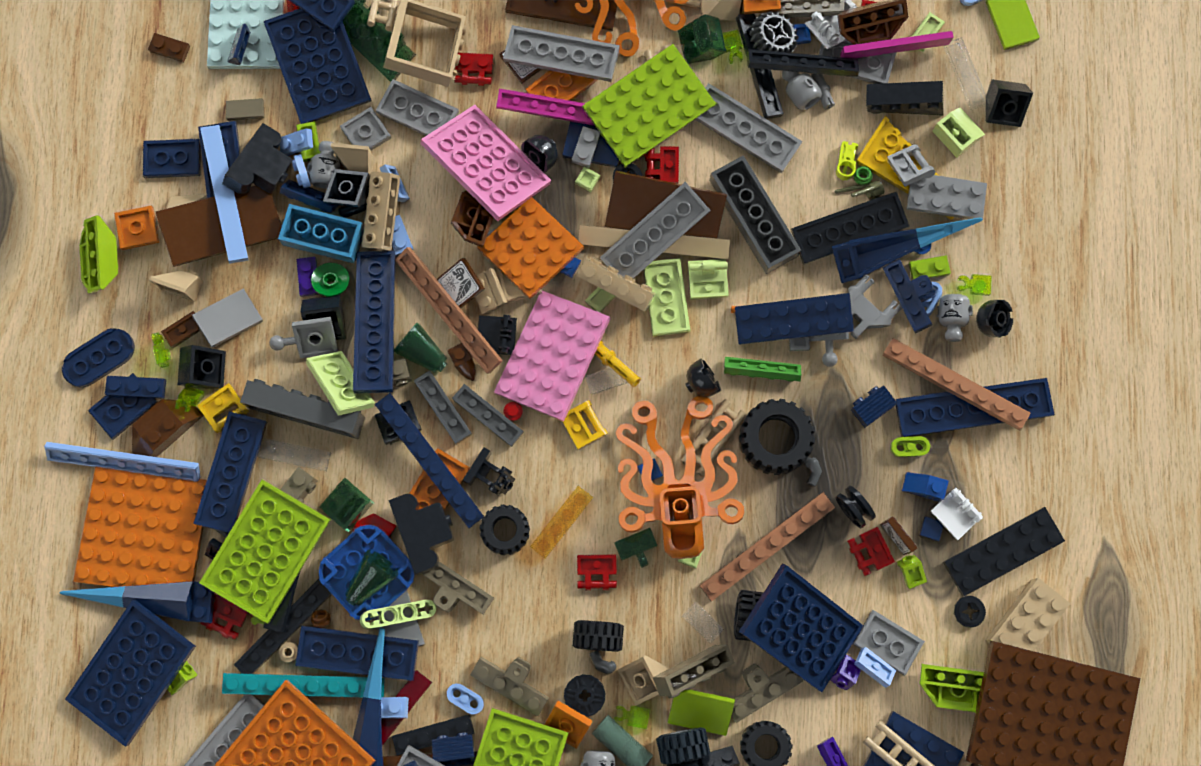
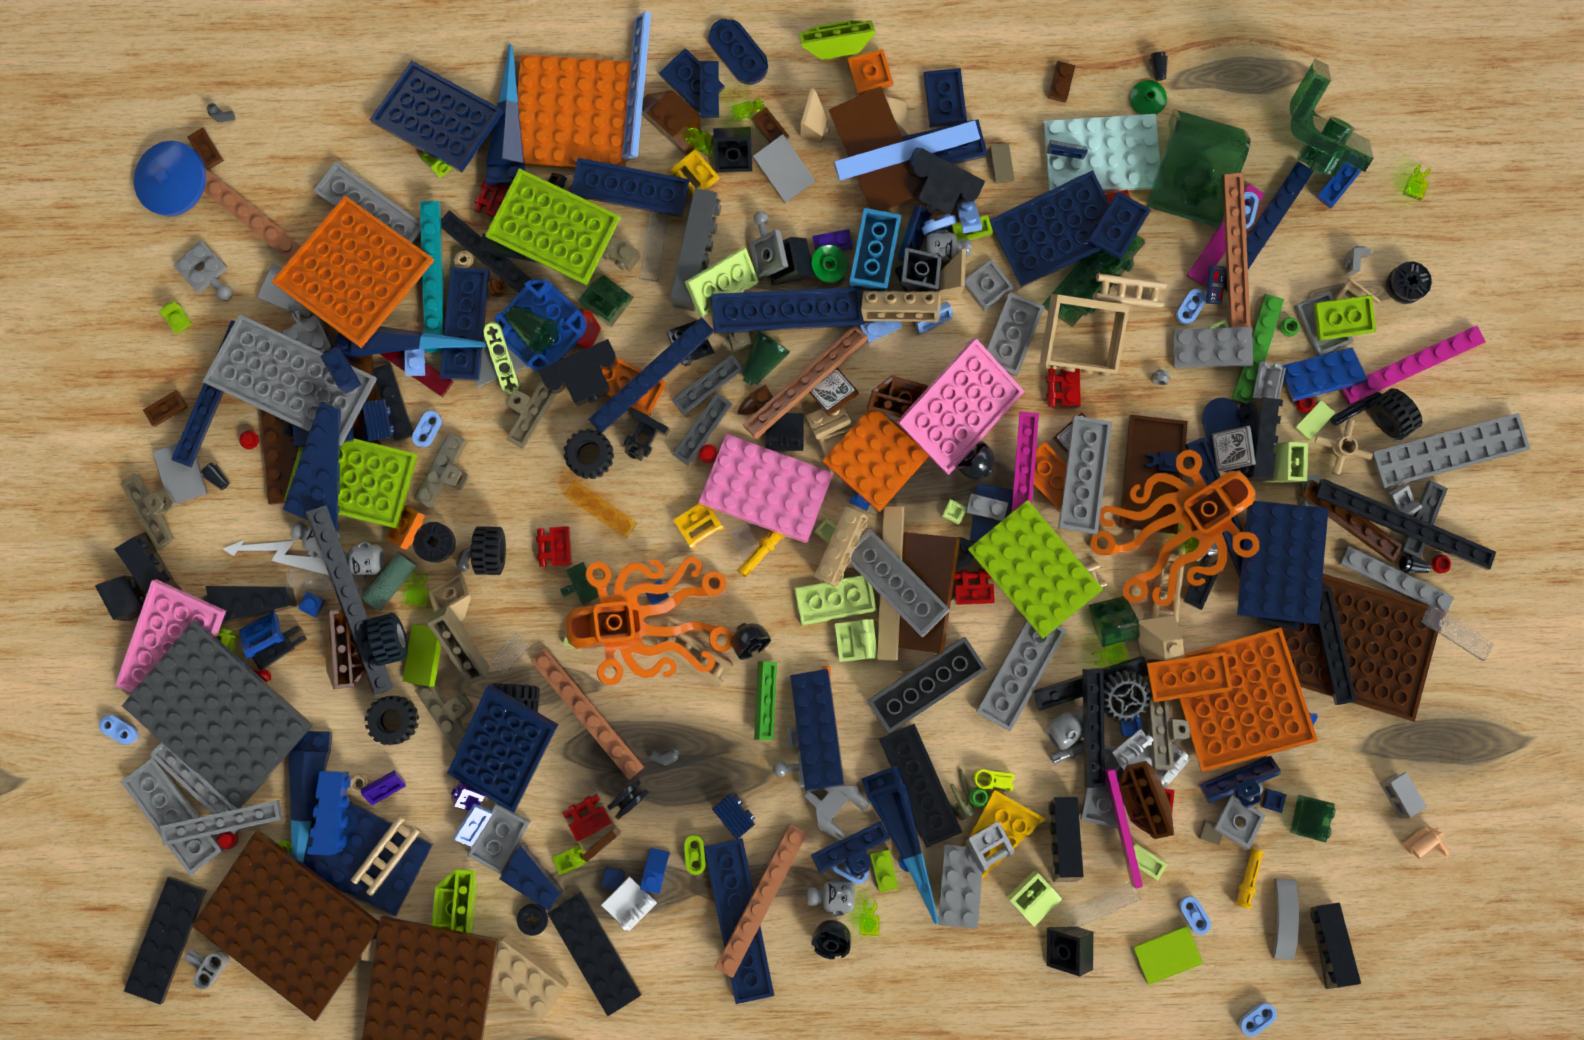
camera: 85 degrees right, 5 degrees up
(794, 418) = (668, 717): black tyre -> none
(930, 610) = (530, 878): none -> dark blue wedge

